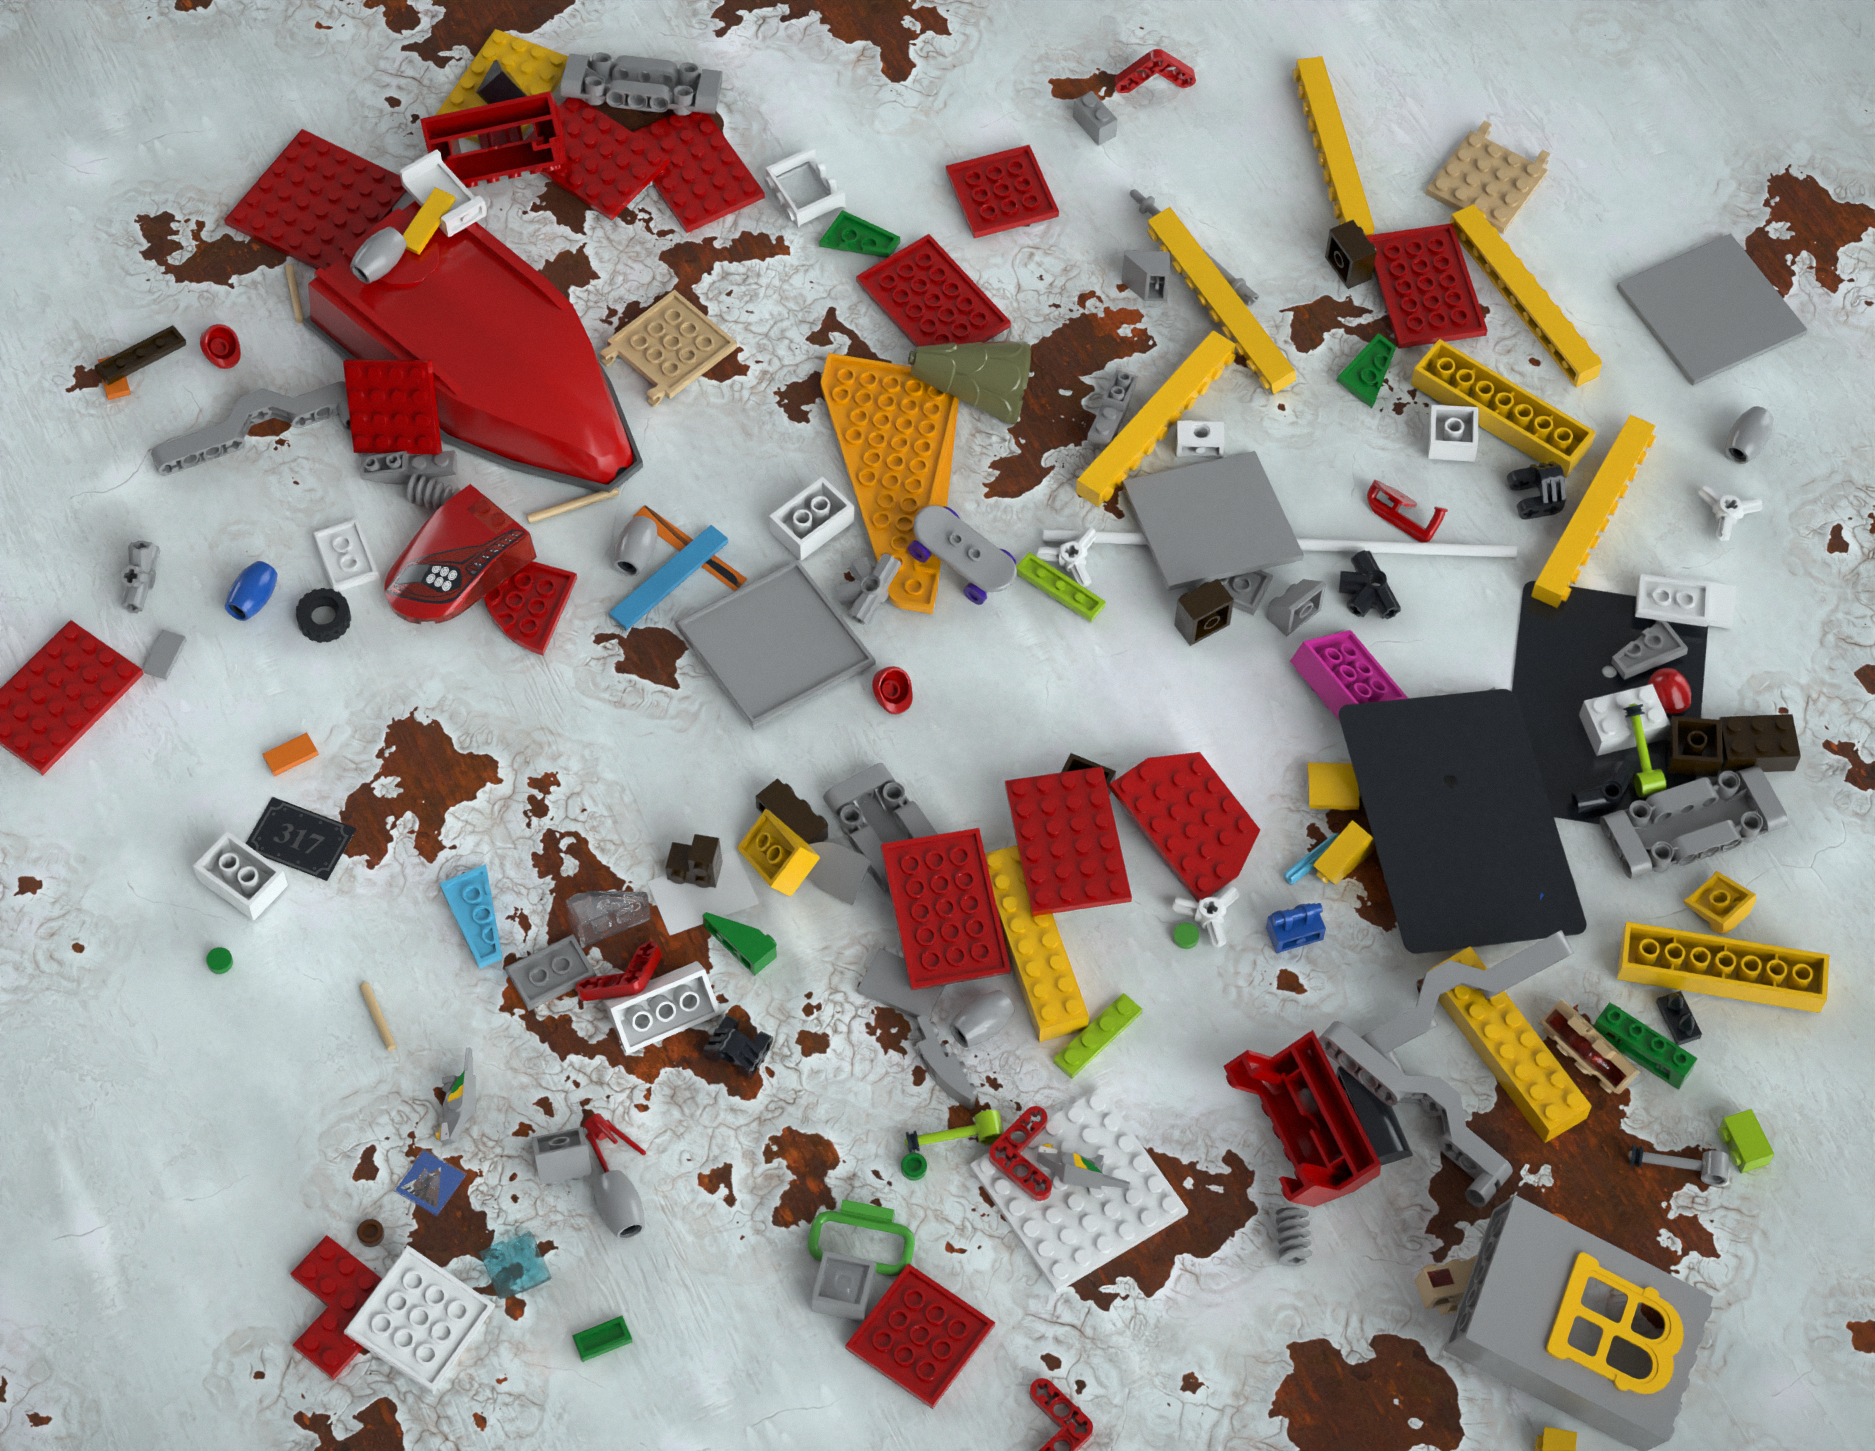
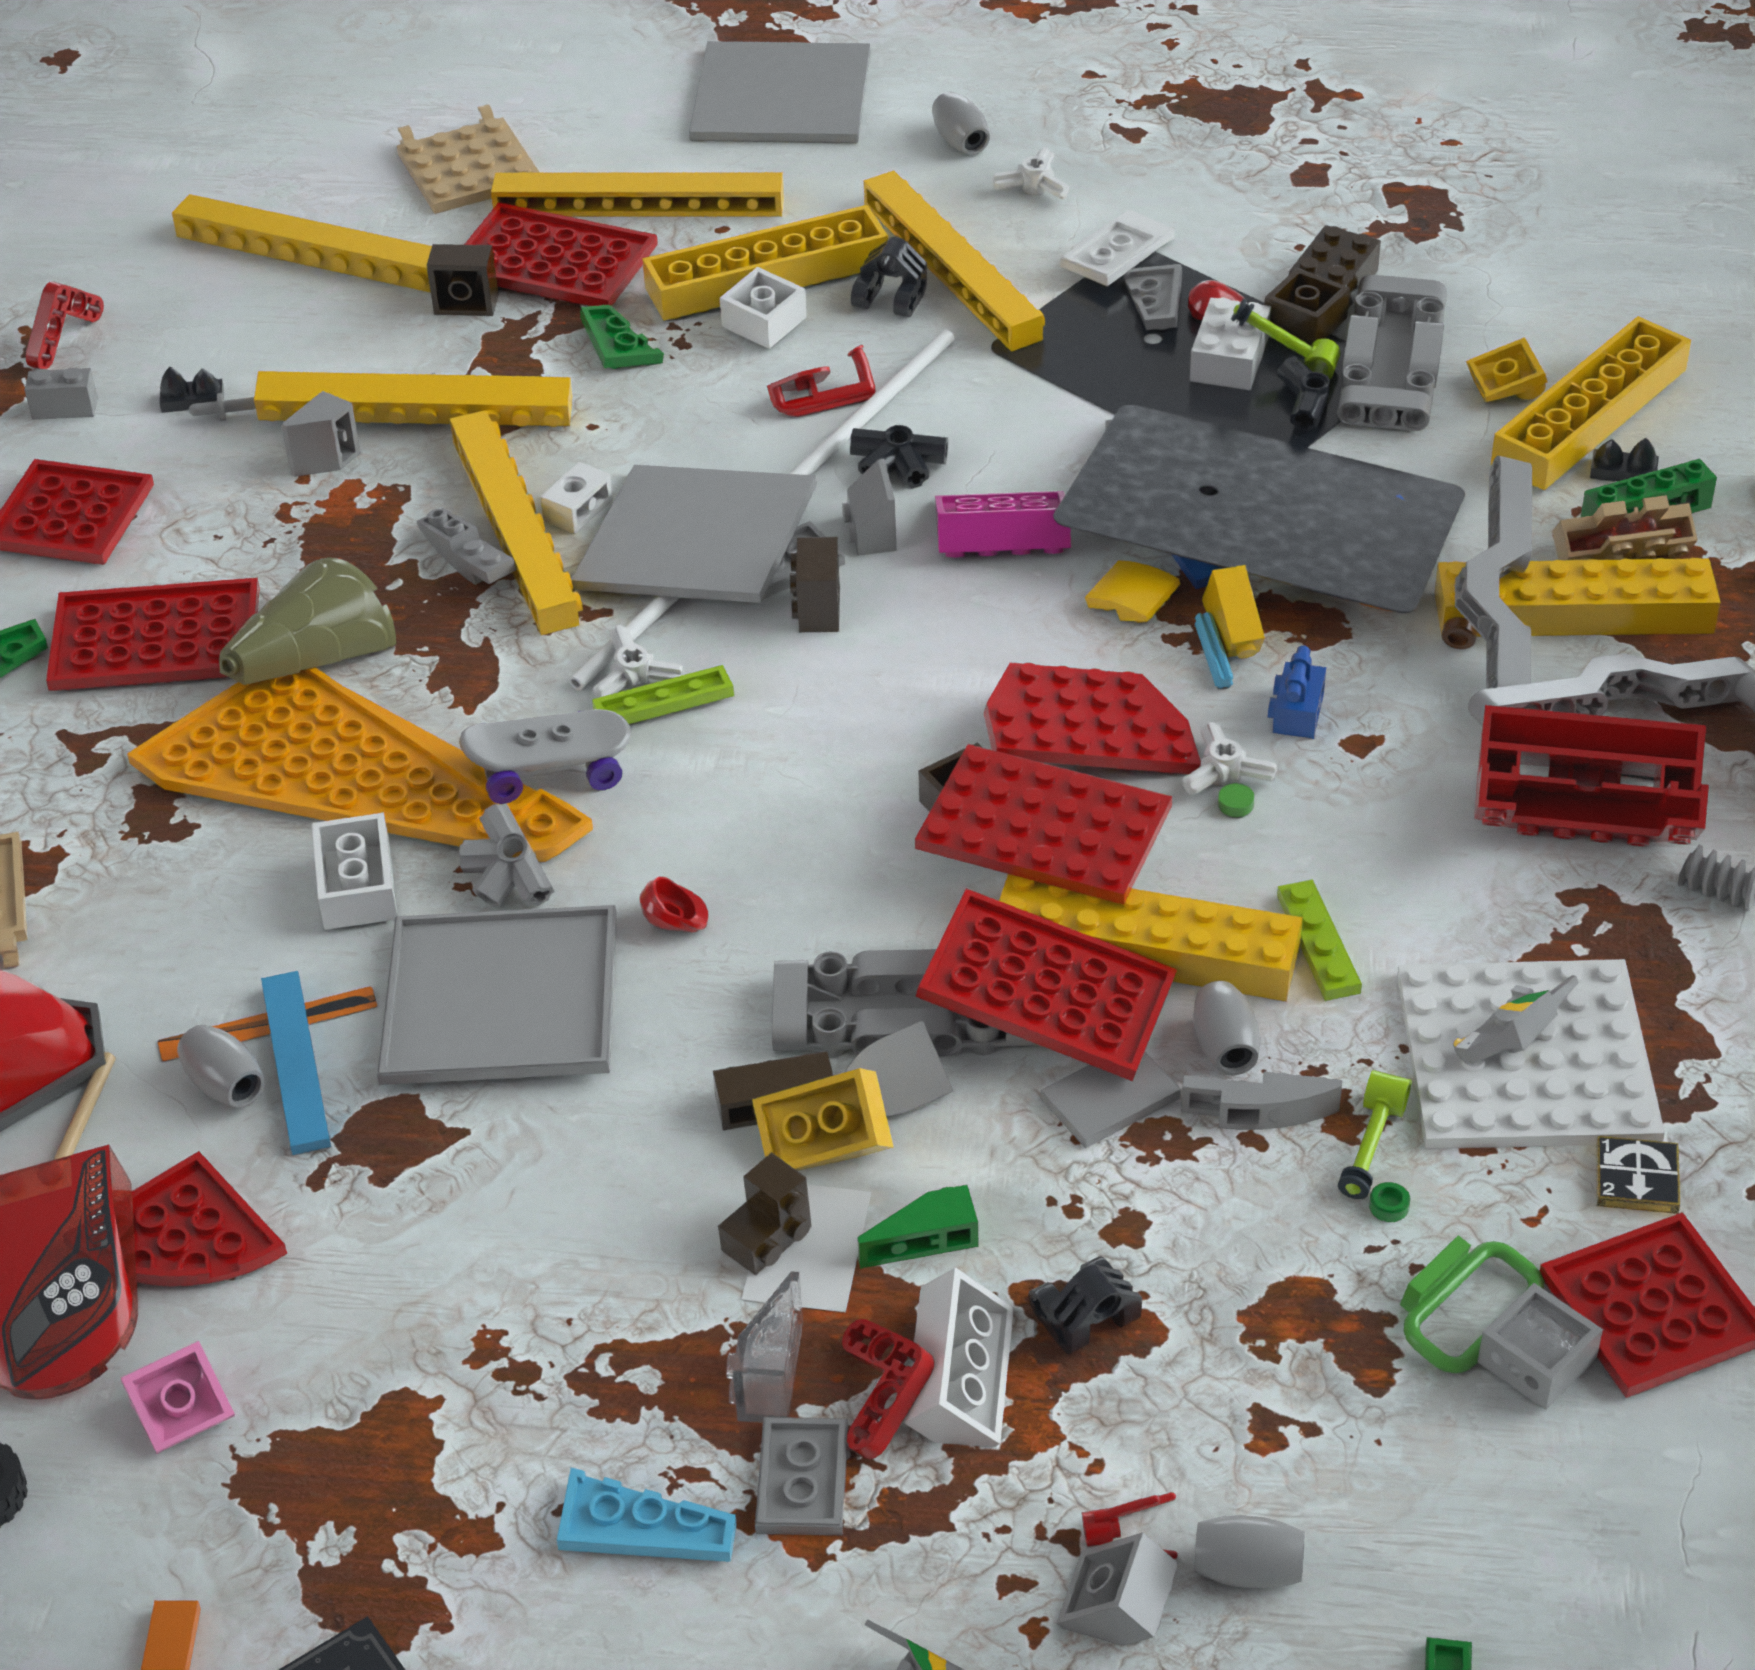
camera: 55 degrees left, 15 degrees down
(421, 665) = (177, 1397): none -> bright pink slope
(1013, 1150) = (1444, 1080): red beam -> none
(1017, 1288) = (1637, 1174): none -> tile
(1149, 181) = (180, 395): none -> black tile

